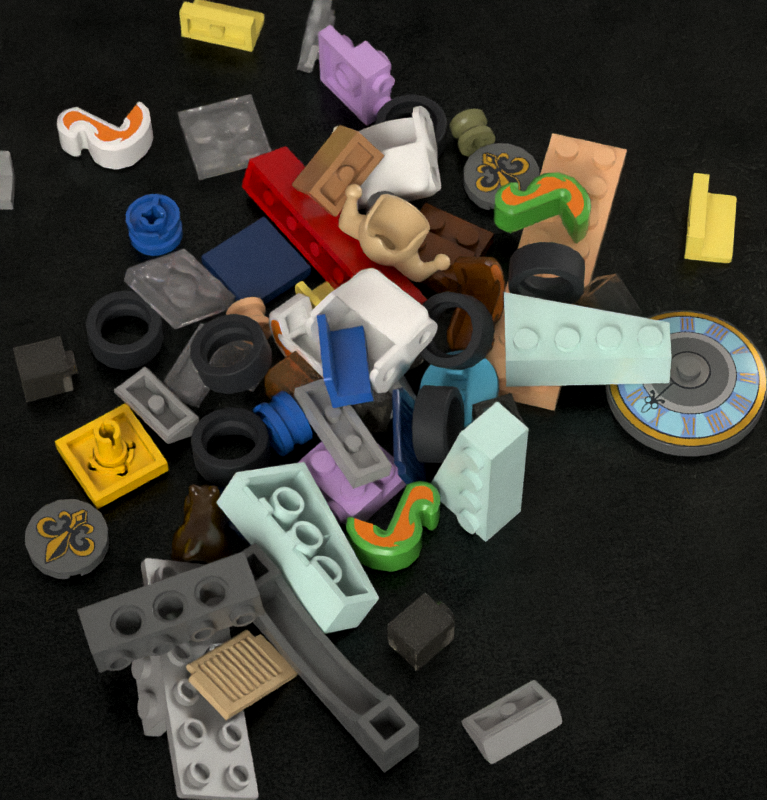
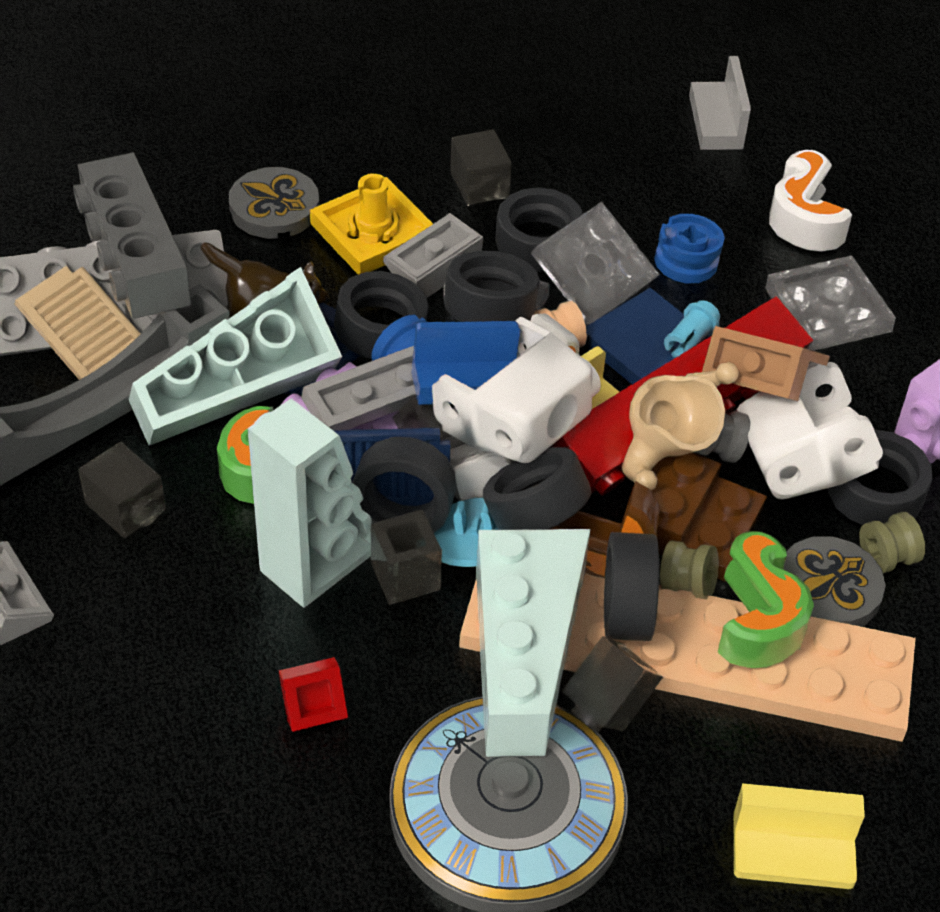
camera: 85 degrees right, 10 degrees down
(257, 220) = (697, 324): none -> medium azure pin
(501, 248) = (689, 568): none -> olive wheel
(612, 494) = (313, 694): none -> red tile

